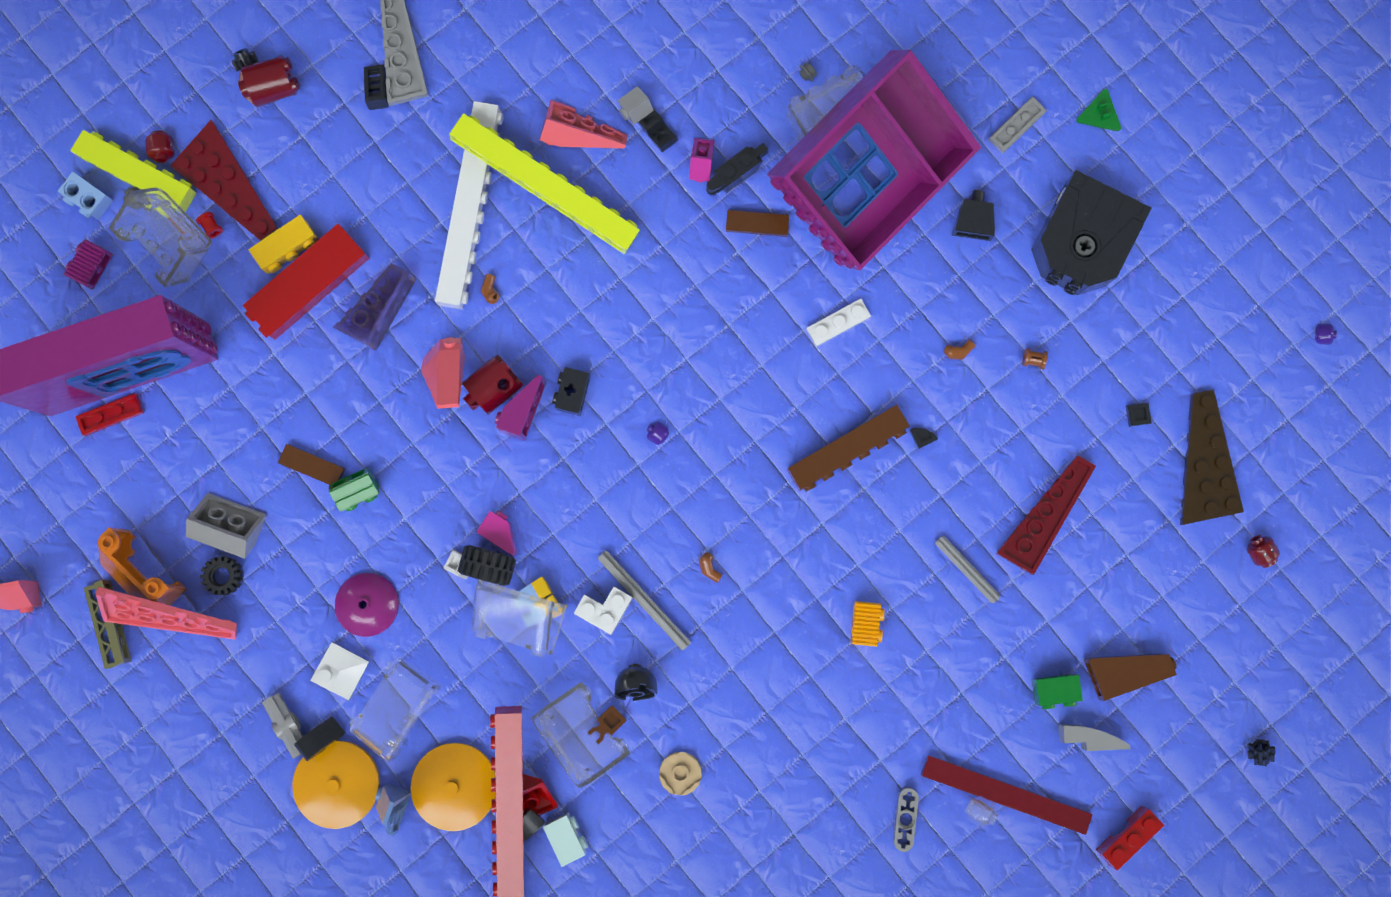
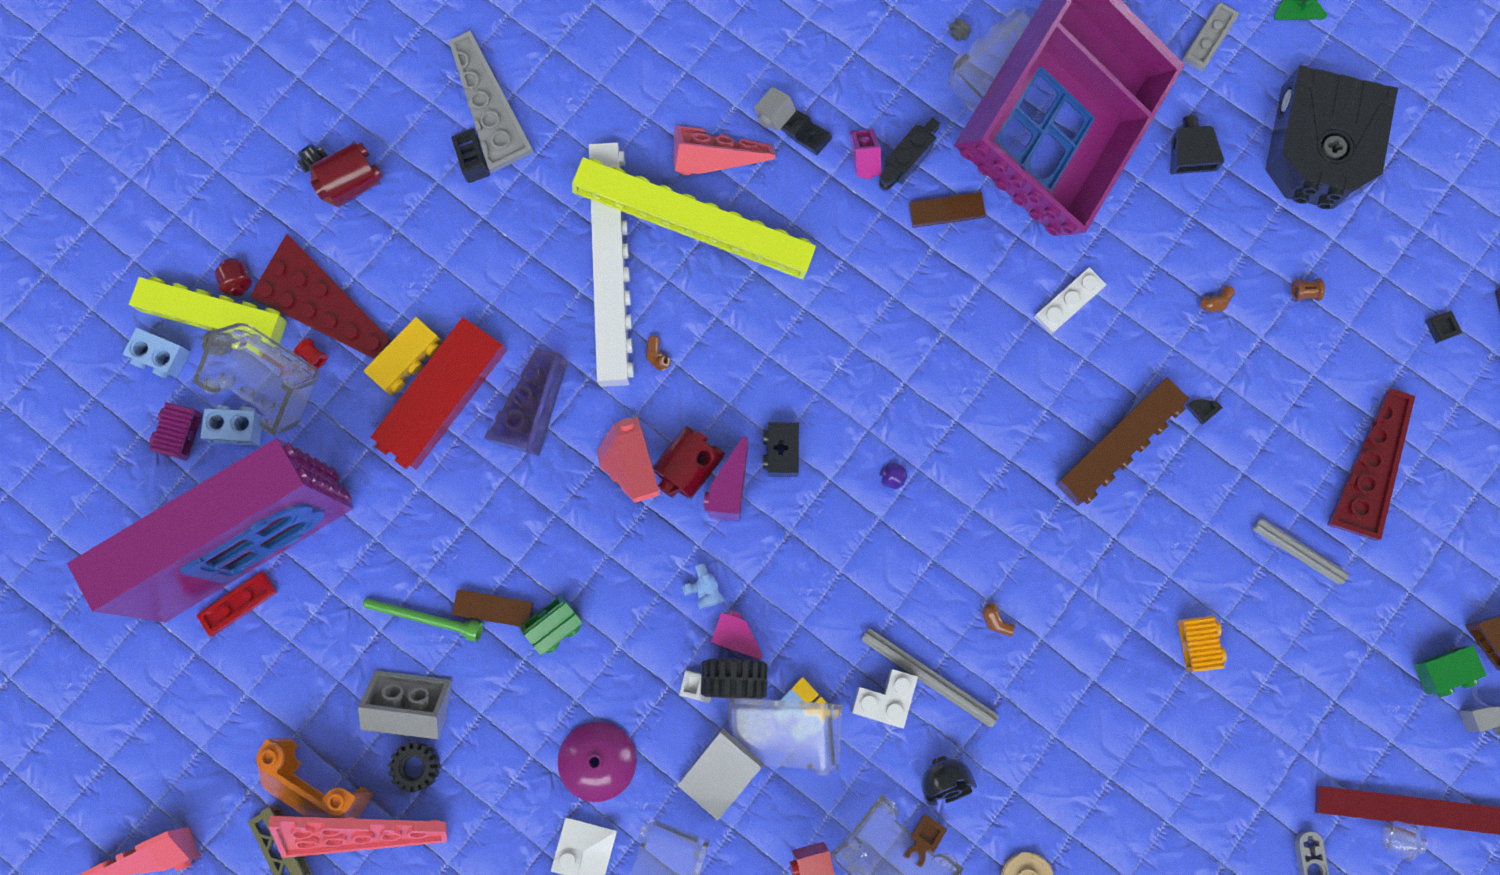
camera: 10 degrees left, 5 degrees down
(133, 272) = (231, 430): none -> light blue brick
(290, 479) = (471, 630): none -> bright green piece
(459, 637) = (720, 774): none -> light grey tile
(484, 488) = (706, 587): none -> light blue piece

